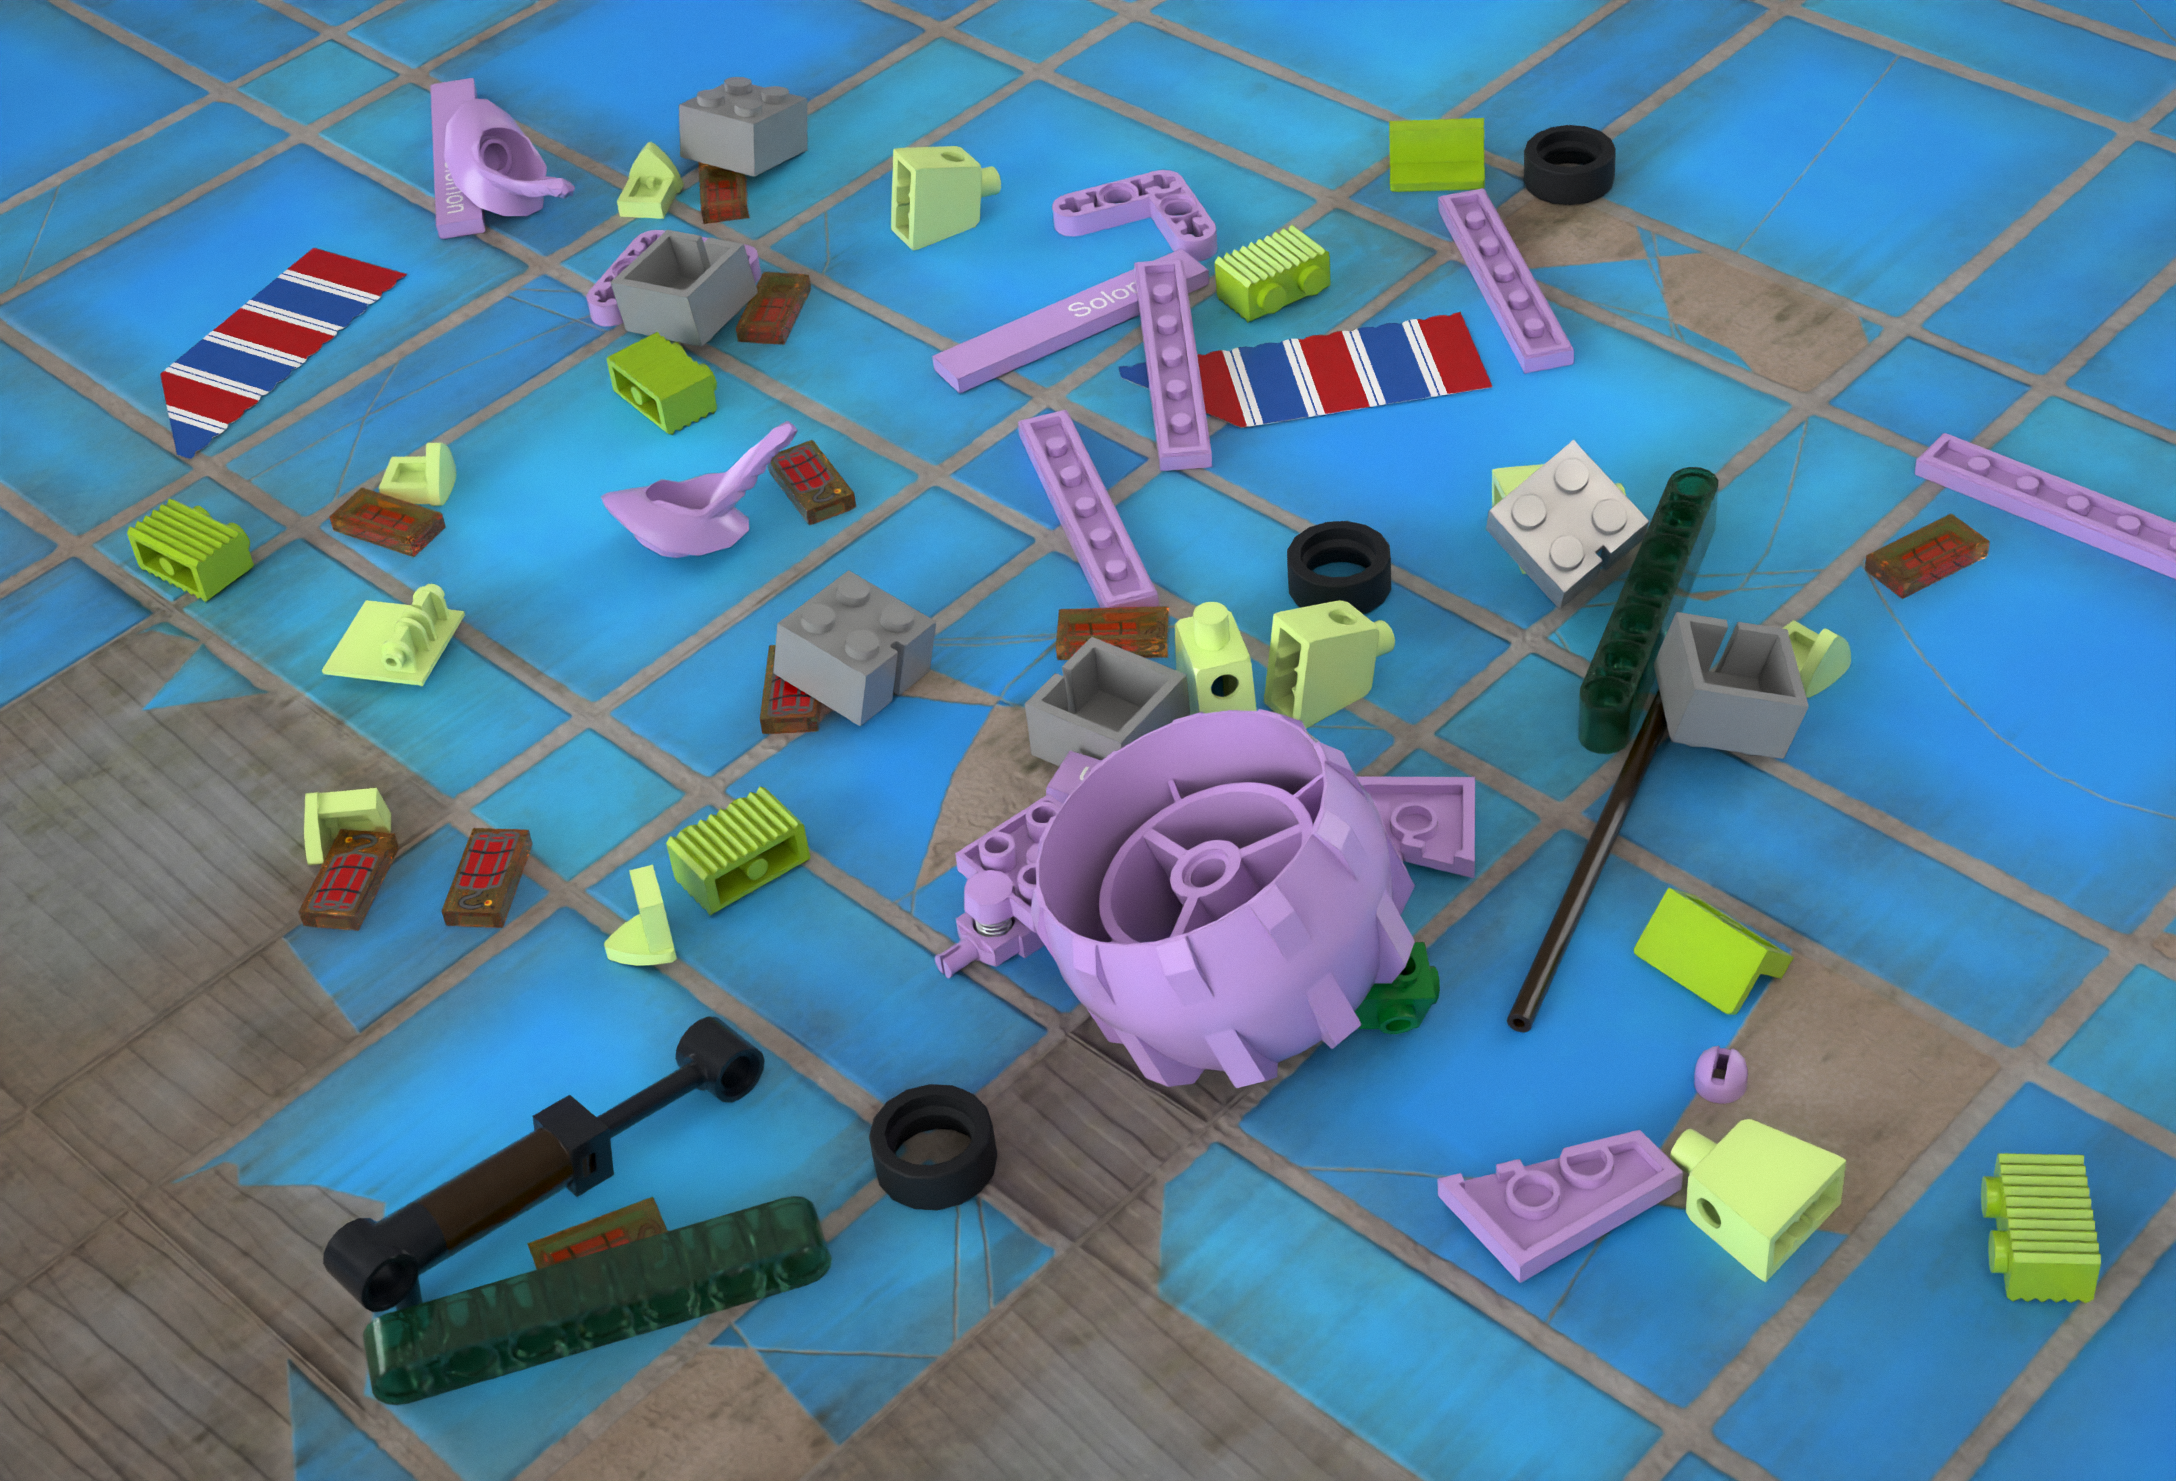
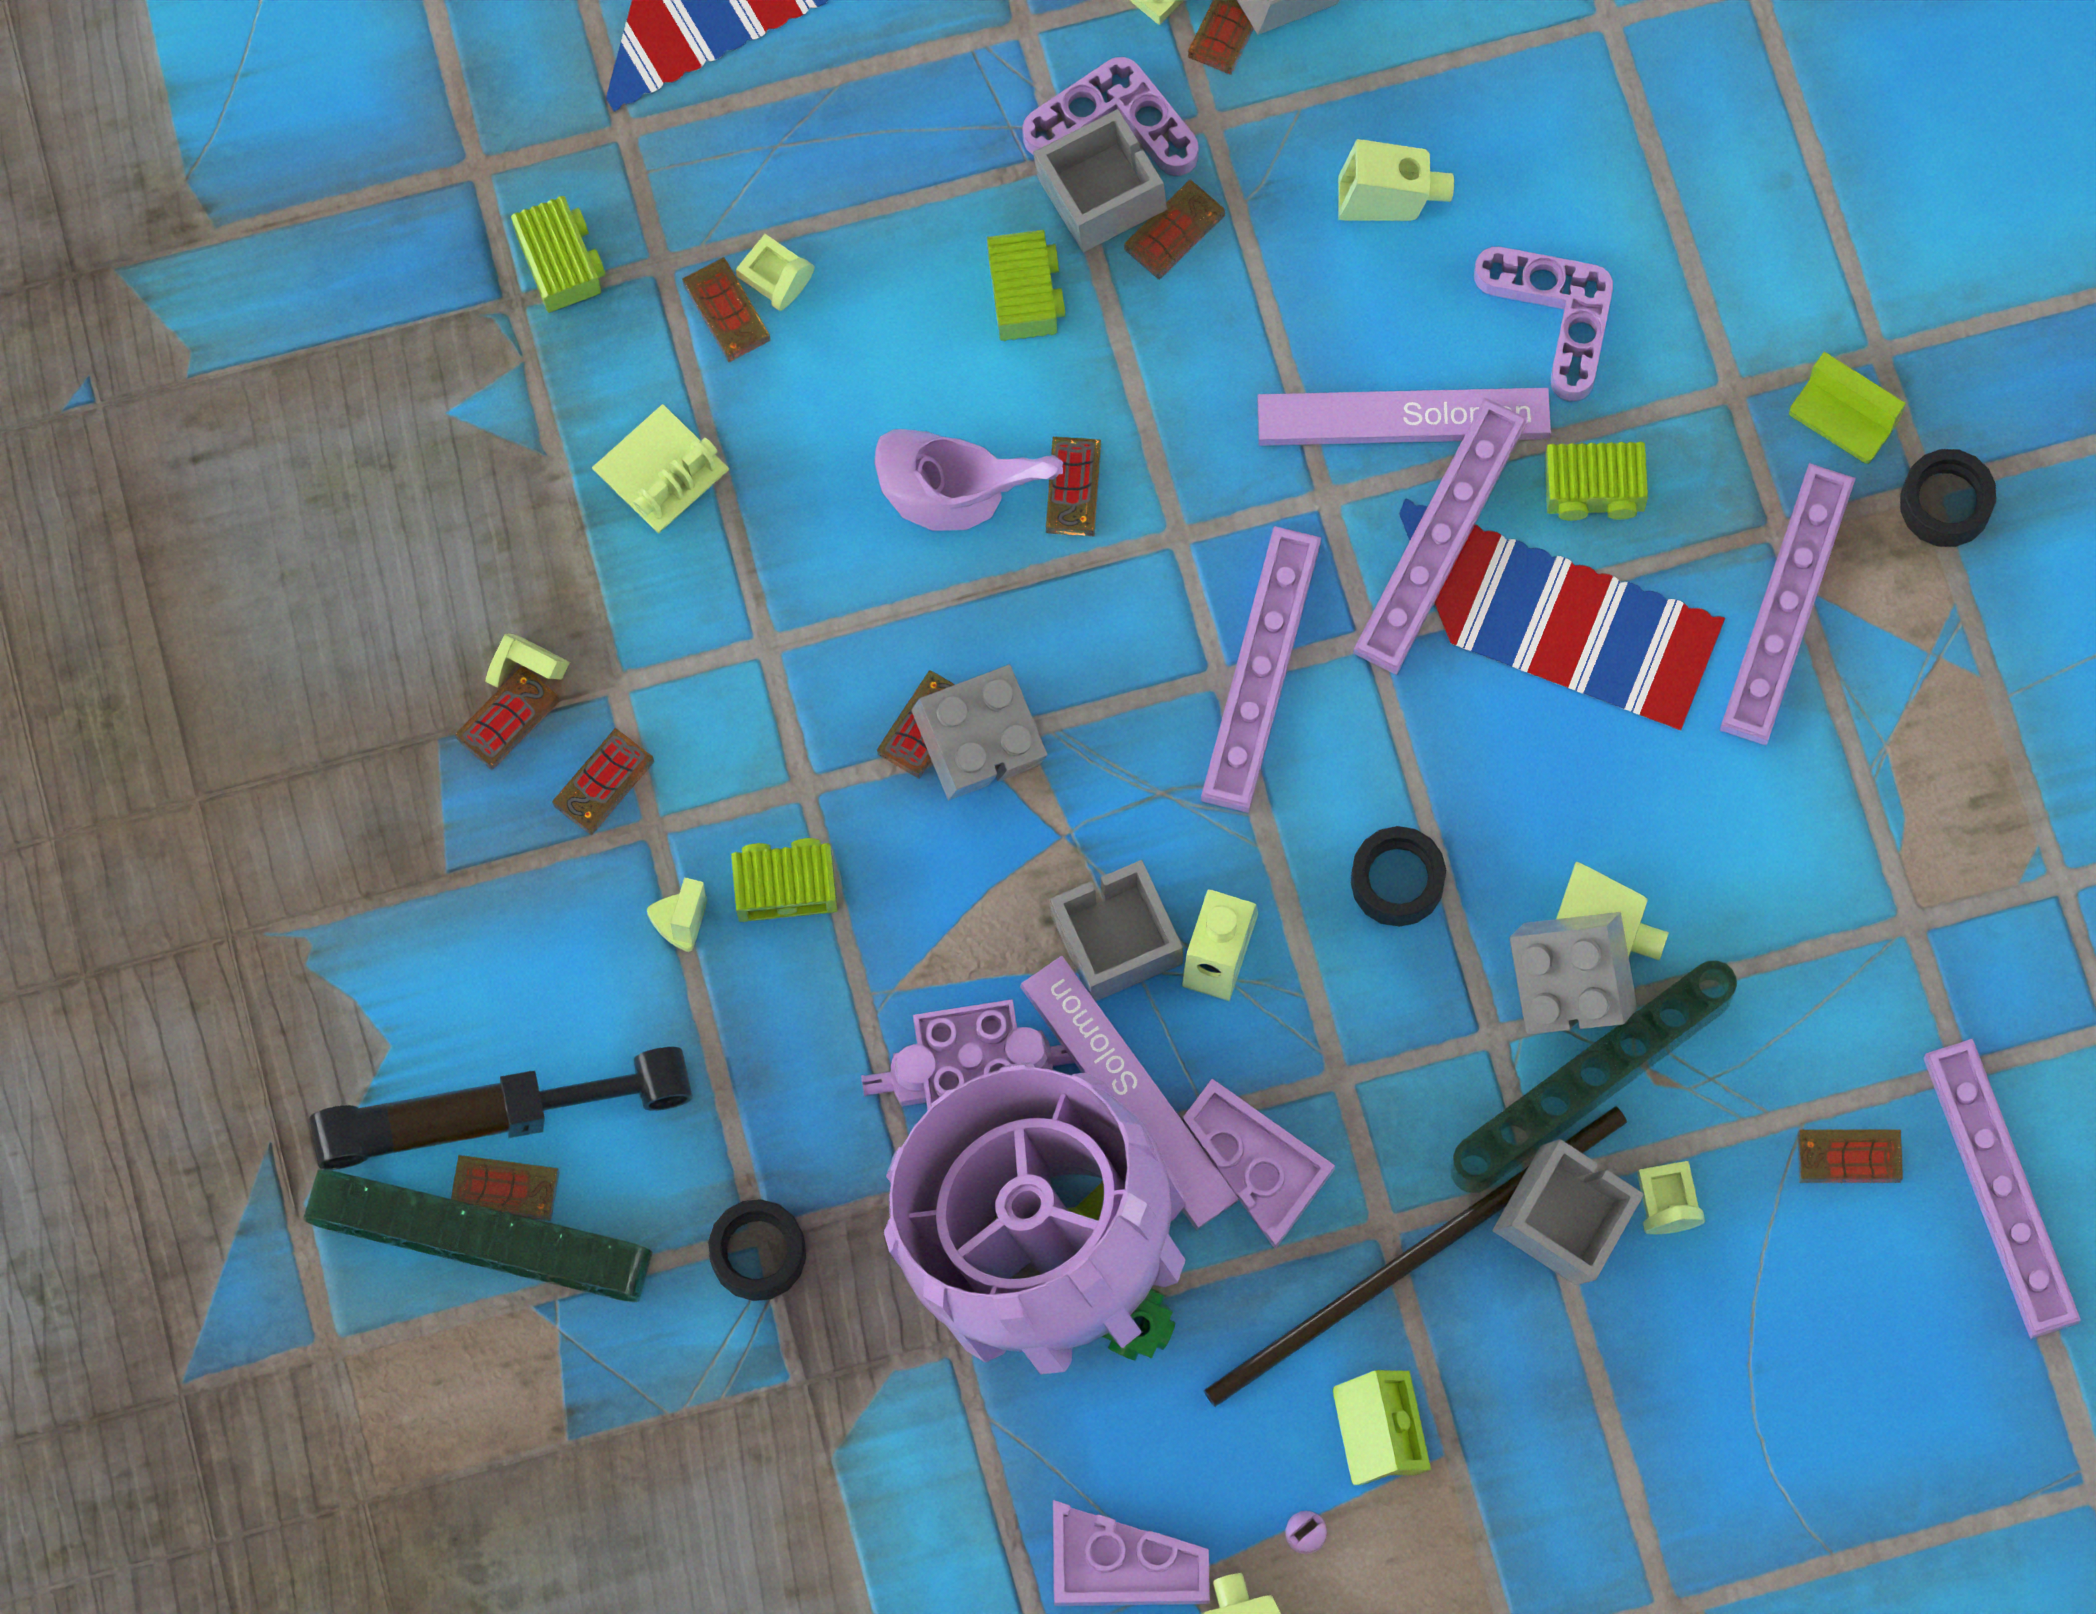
camera: 30 degrees right, 30 degrees up
(1130, 628) = (1193, 823): clear orange tile -> none
(1322, 659) = (1311, 978): yellowish green torso -> none

